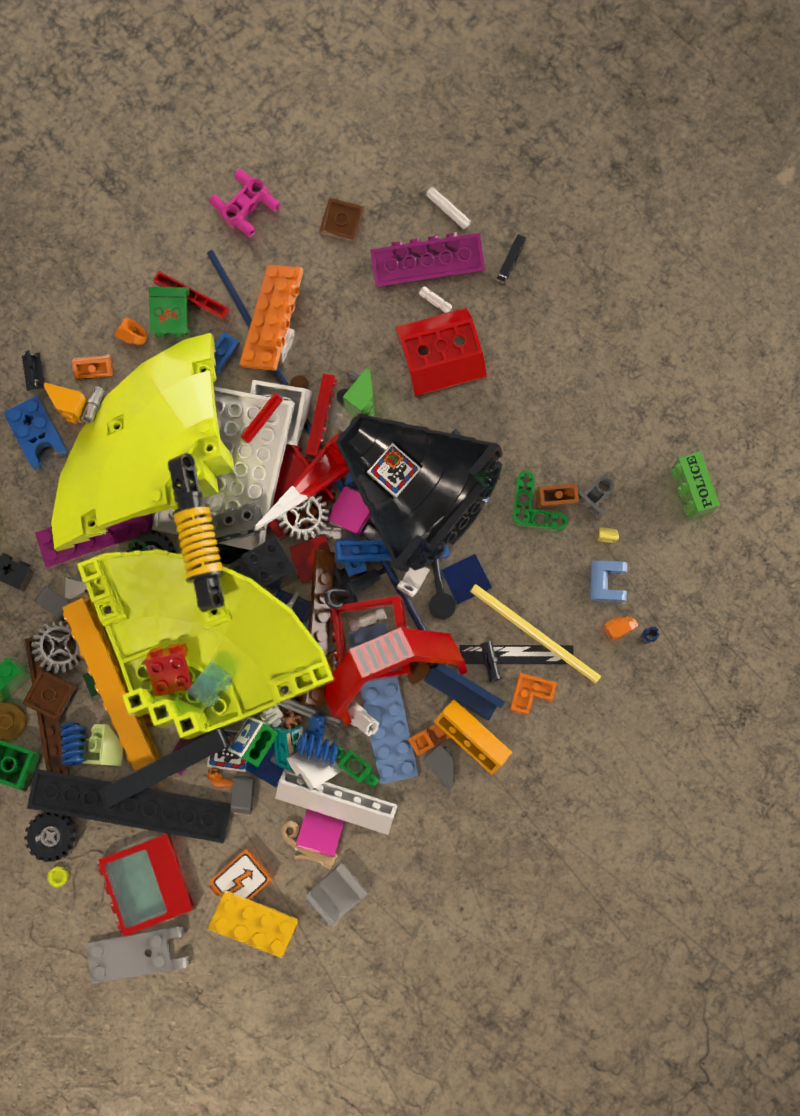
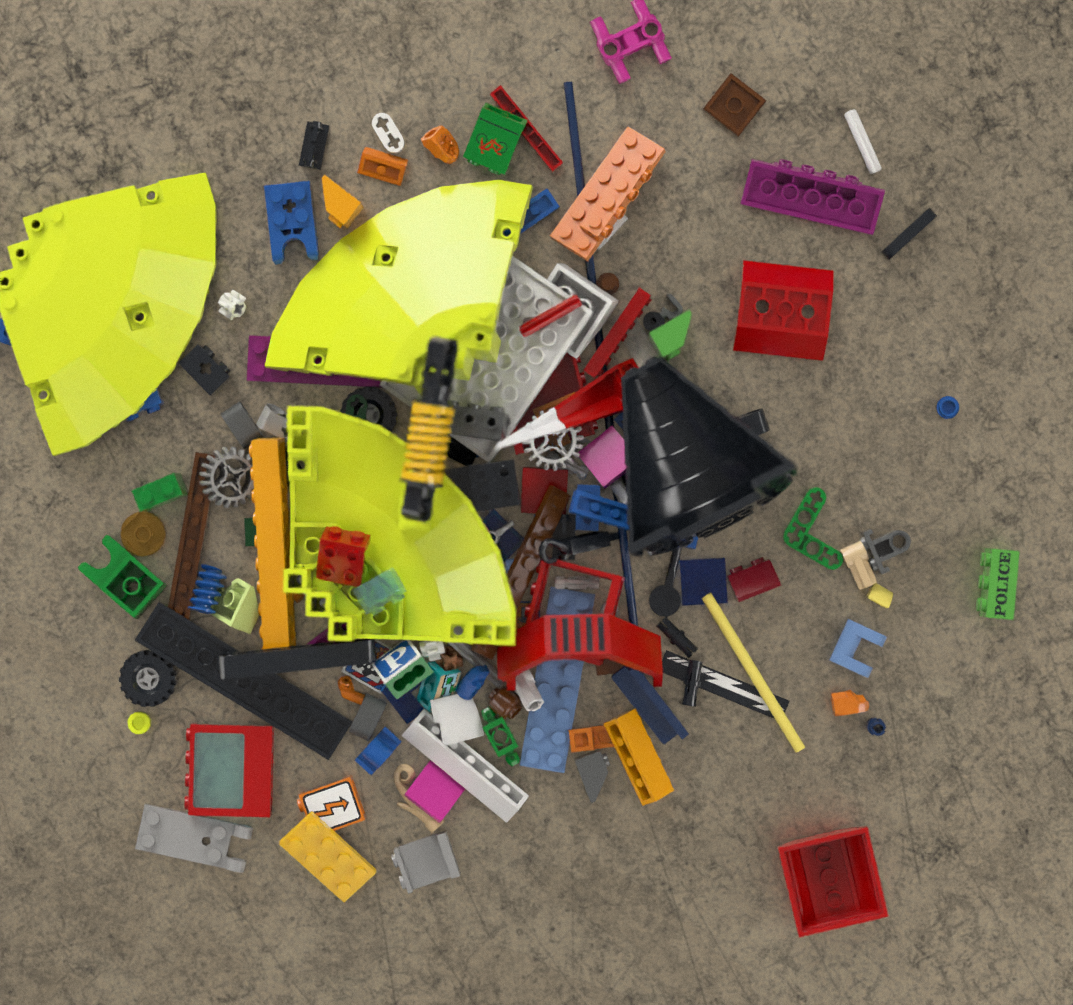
camera: 15 degrees right, 10 degrees up
(12, 513) = (232, 304): none -> white gear
(49, 695) = (200, 525): reddish brown tile -> none
(85, 343) = (384, 136): none -> white beam
(92, 404) = (367, 214): light grey pin -> none
(260, 819) = (378, 750): none -> blue pin
(316, 748) = (467, 703): blue piece -> none
(348, 737) = (505, 703): none -> reddish brown head
(393, 470) = (672, 433): tile -> none
(413, 581) = (642, 563): white bracket -> none
(435, 300) = (802, 246): white axle -> none
(463, 630) = (677, 637): none -> black pin
(504, 560) = (753, 579): none -> dark red slope
(529, 687) = (721, 727): orange tile -> none
(556, 495) = (841, 532): dark orange slope -> none
(579, 515) = (856, 560): none -> tan piece
(596, 373) = (947, 407): none -> blue plate
(671, 771) = (832, 880): none -> red container

